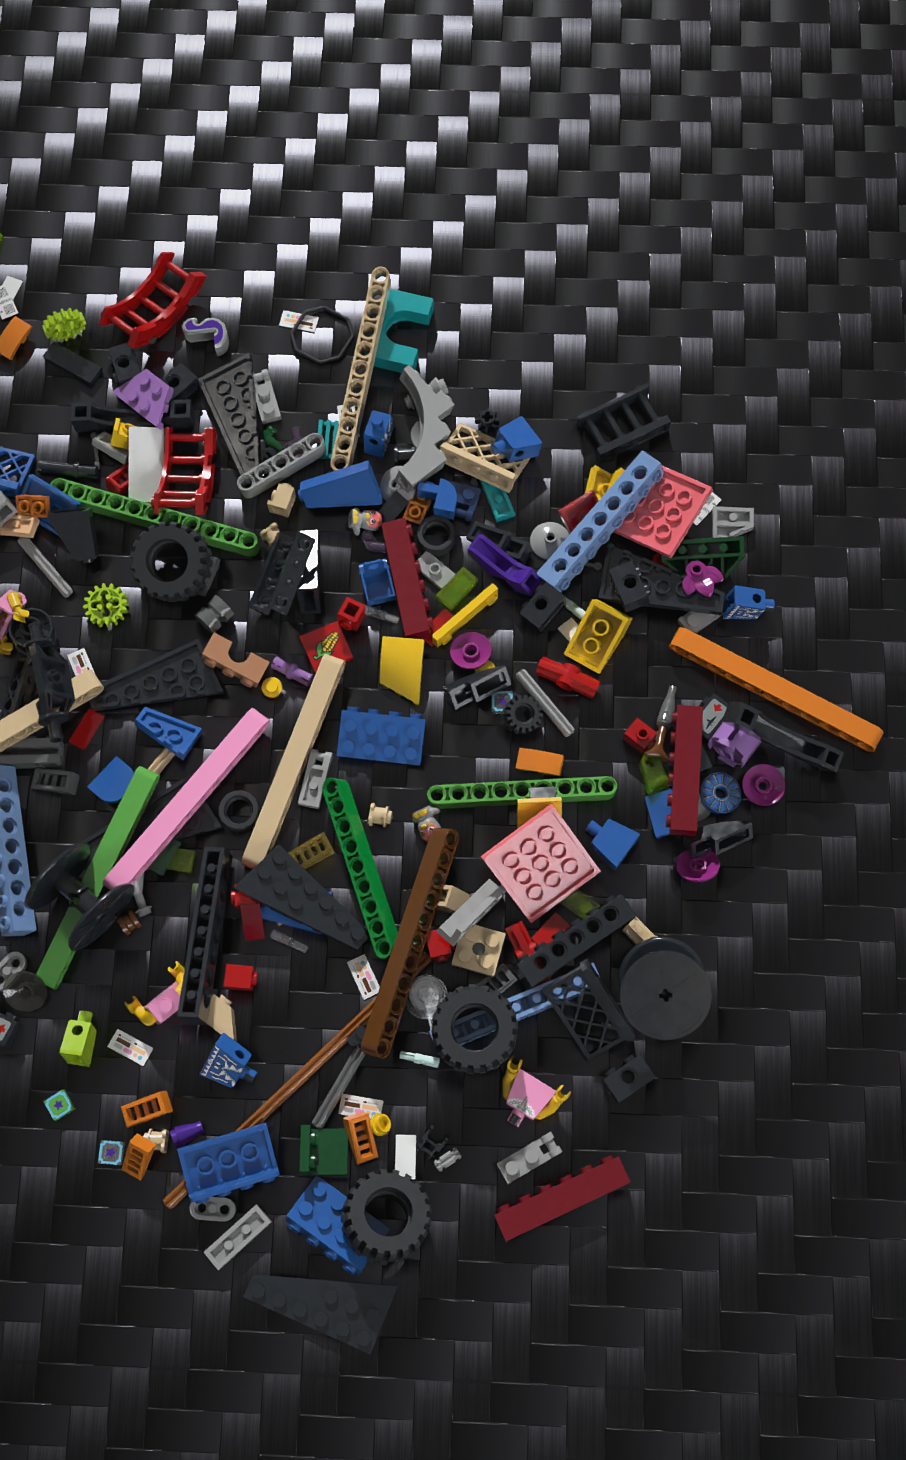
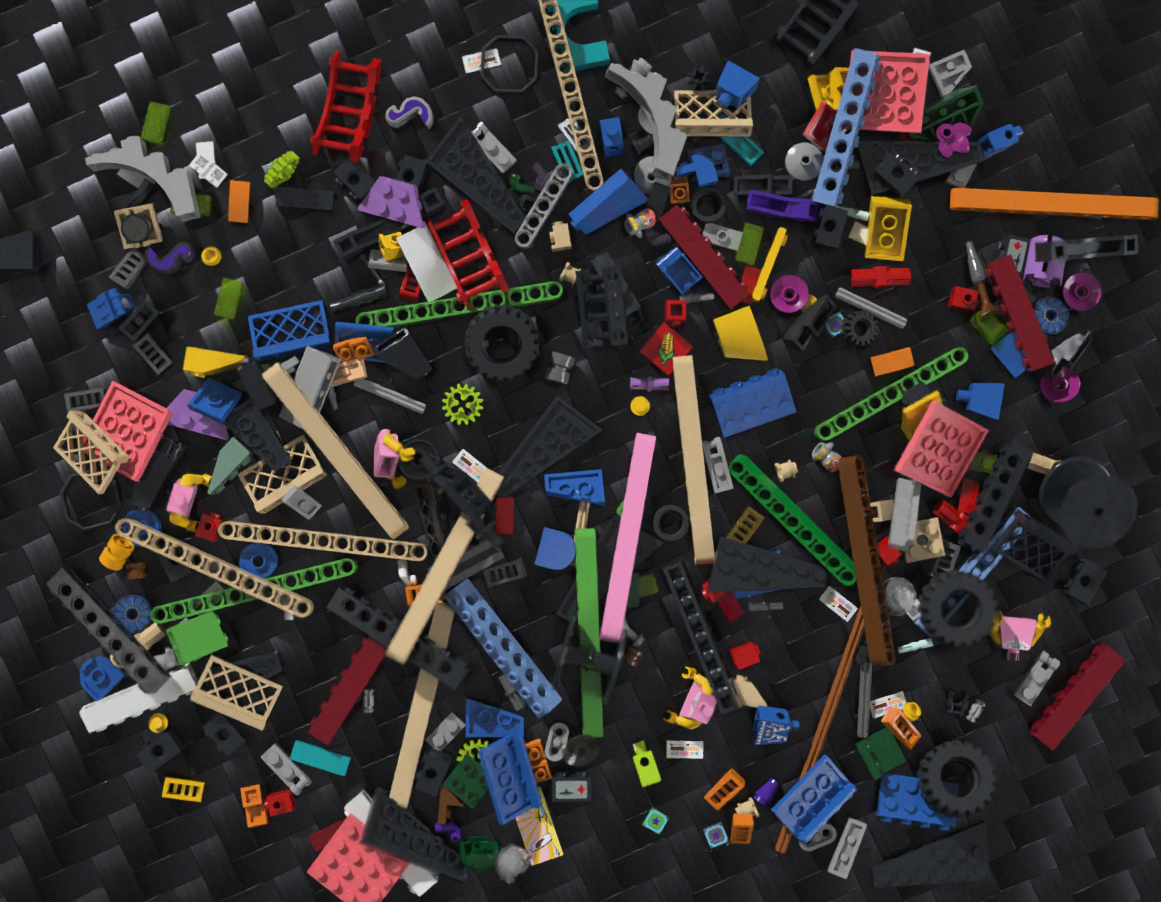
camera: 30 degrees left, 15 degrees up
(248, 671) = (583, 401): nougat arch -> none
(405, 1155) = (941, 724): white sticker -> none

